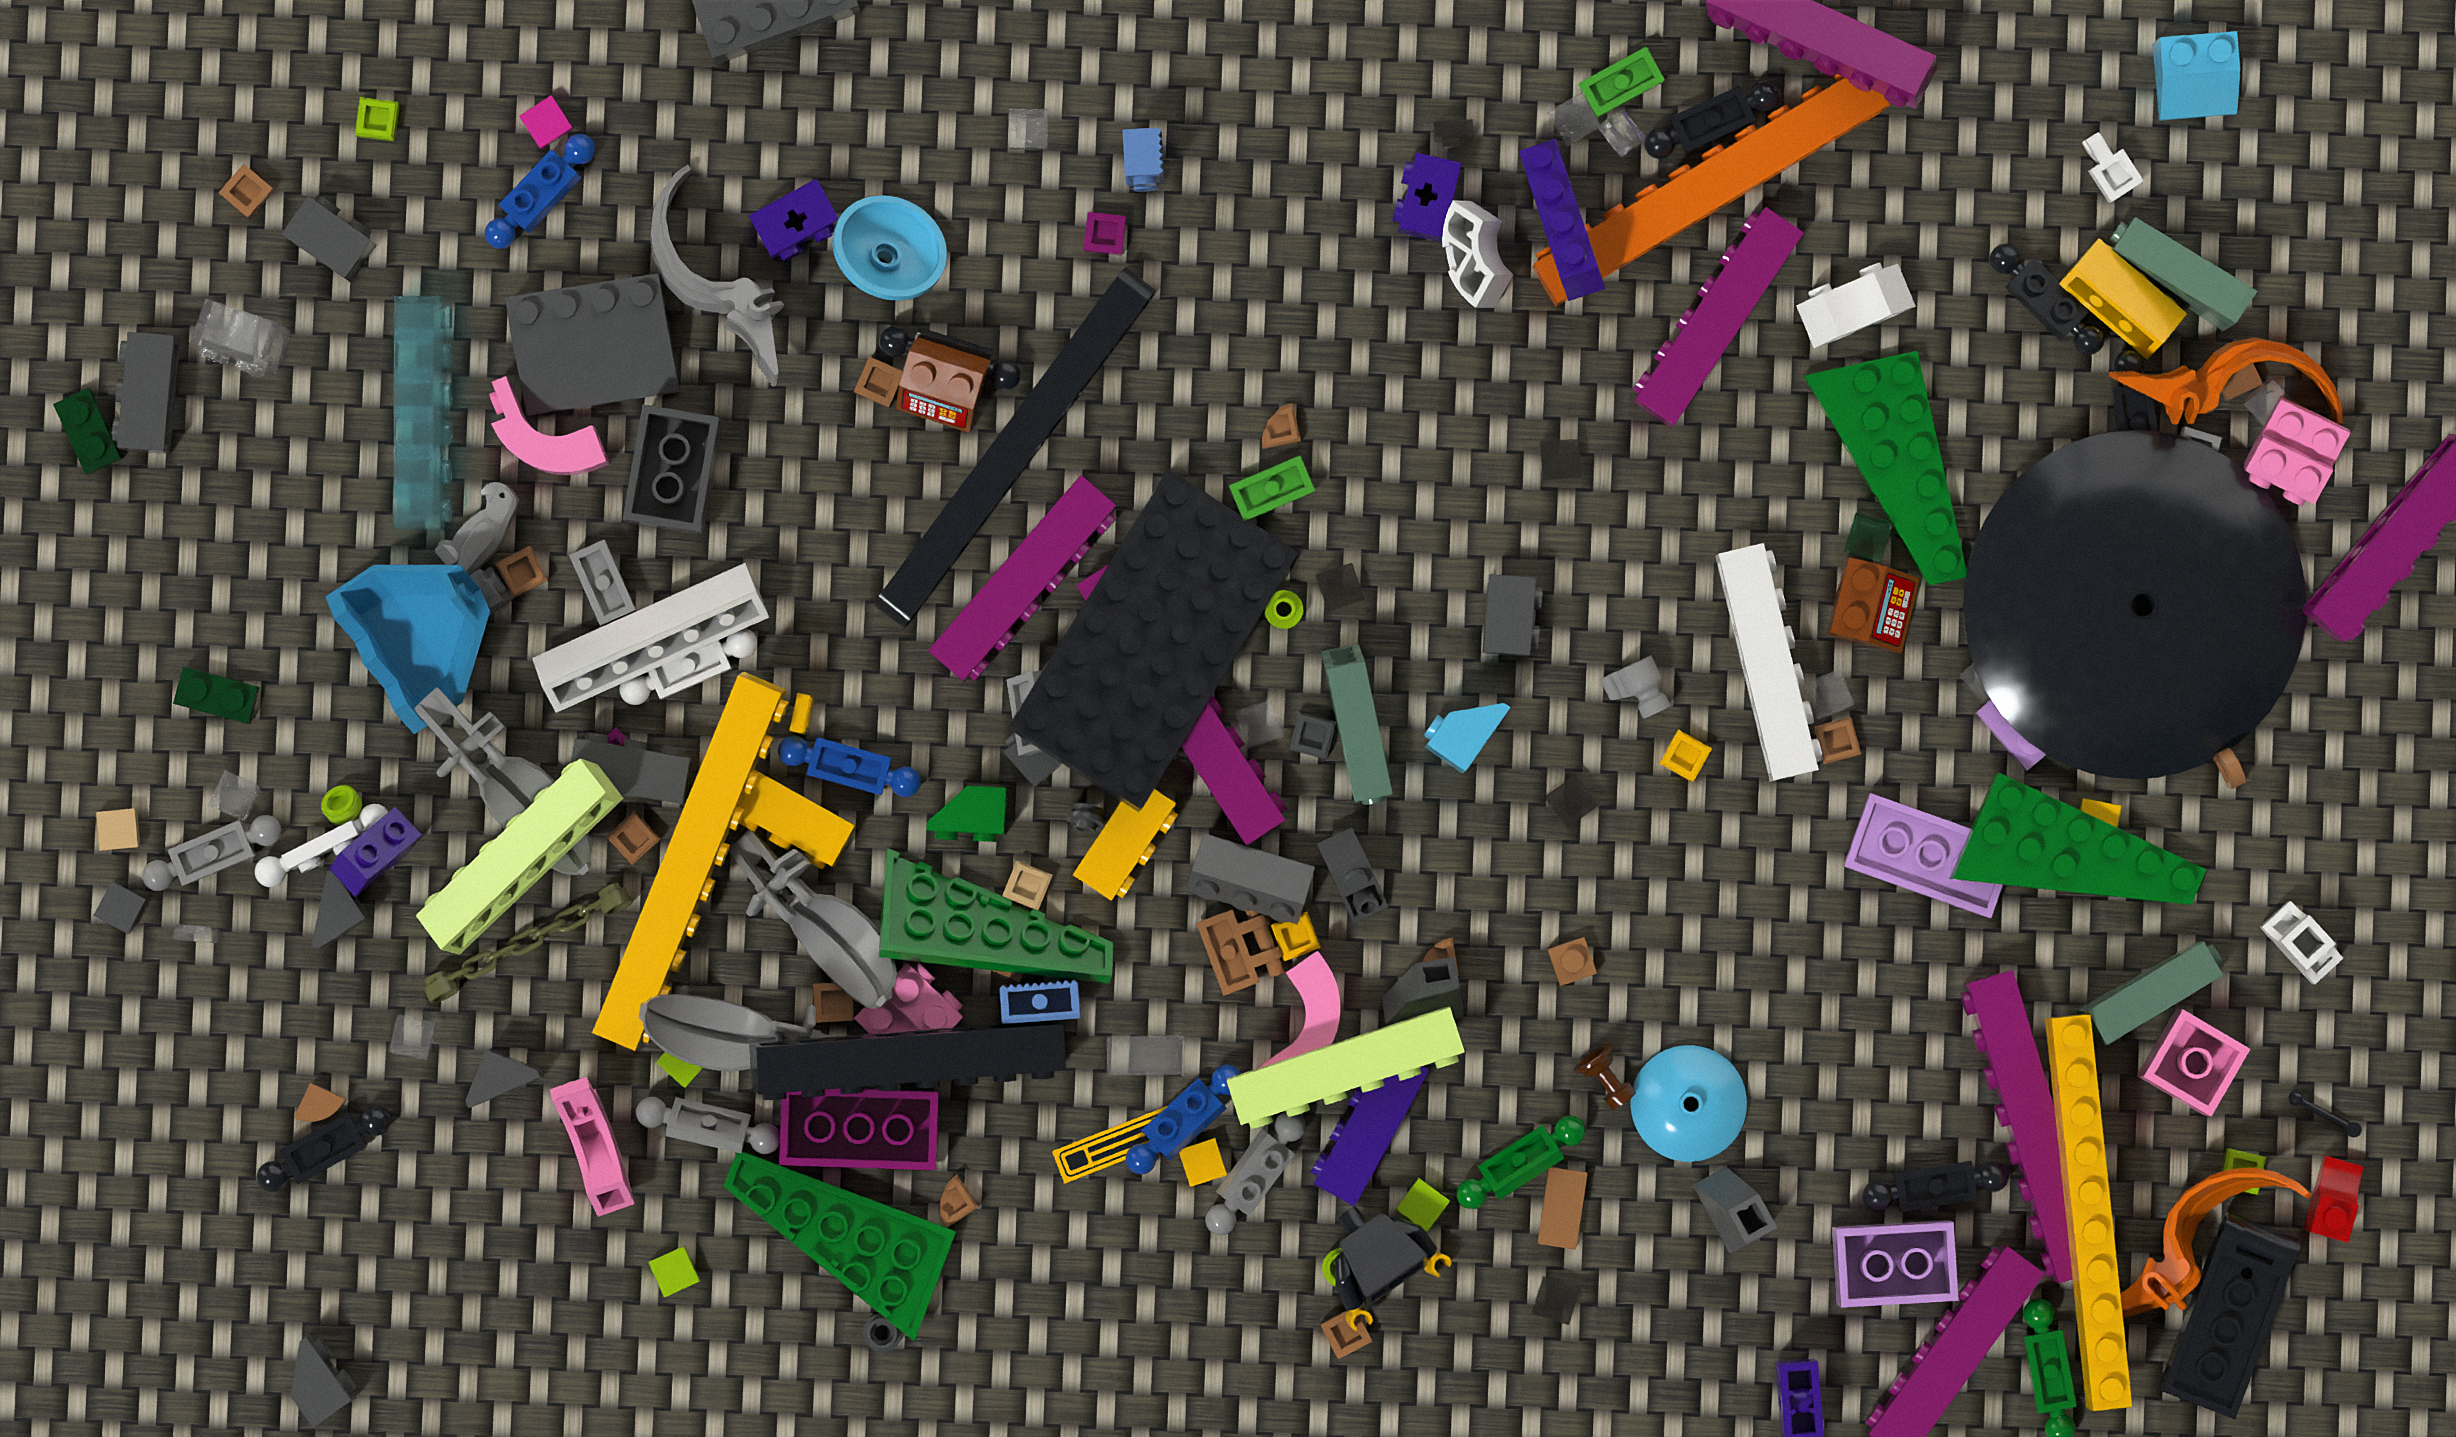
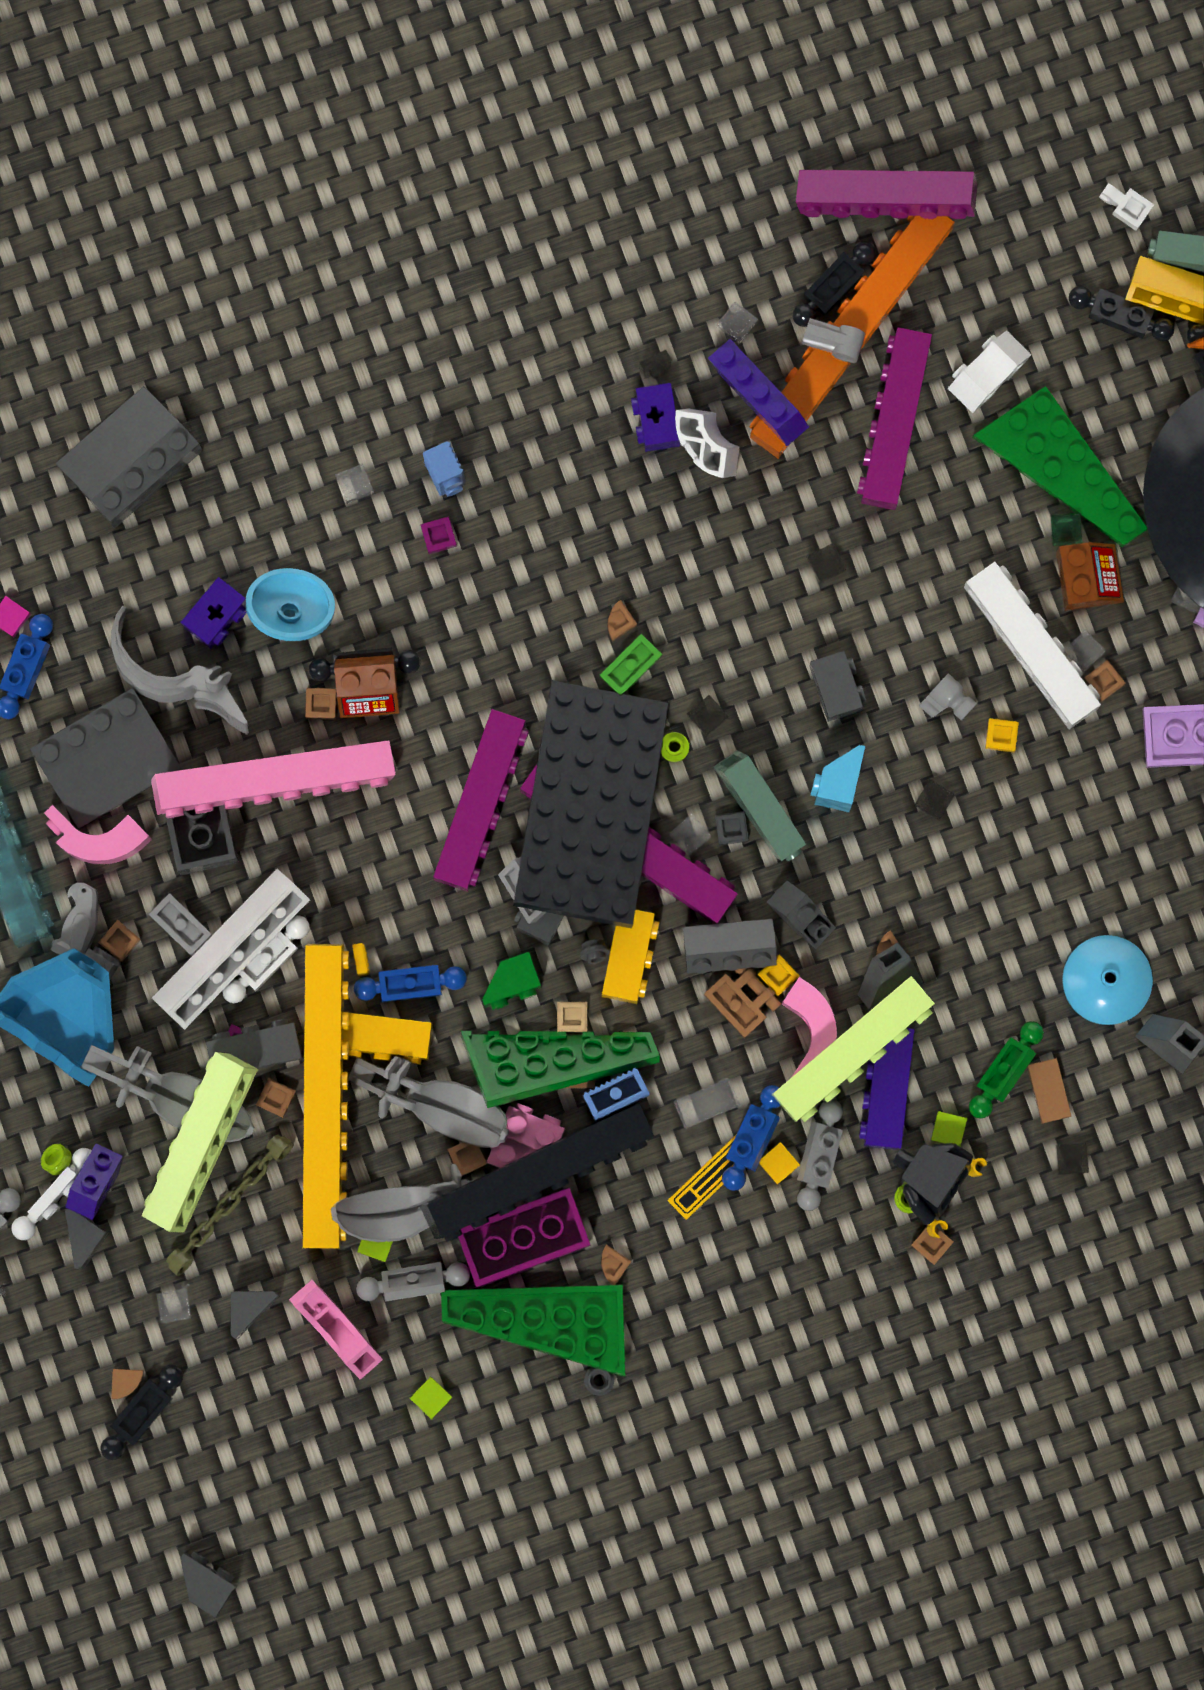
camera: 20 degrees left, 5 degrees down
(782, 453) = (272, 778): none -> bright pink brick
(1014, 447) = (436, 711): black beam -> none
(1572, 961) = (982, 912): medium nougat plate -> none
(1598, 1064) = (1031, 977): reddish brown piece -> none
(1621, 82) = (759, 283): bright green plate -> none
(1622, 133) = (774, 318): clear tile -> none
(1689, 198) = (841, 341): none -> light grey piece
(2197, 75) = (1160, 117): medium azure slope -> none

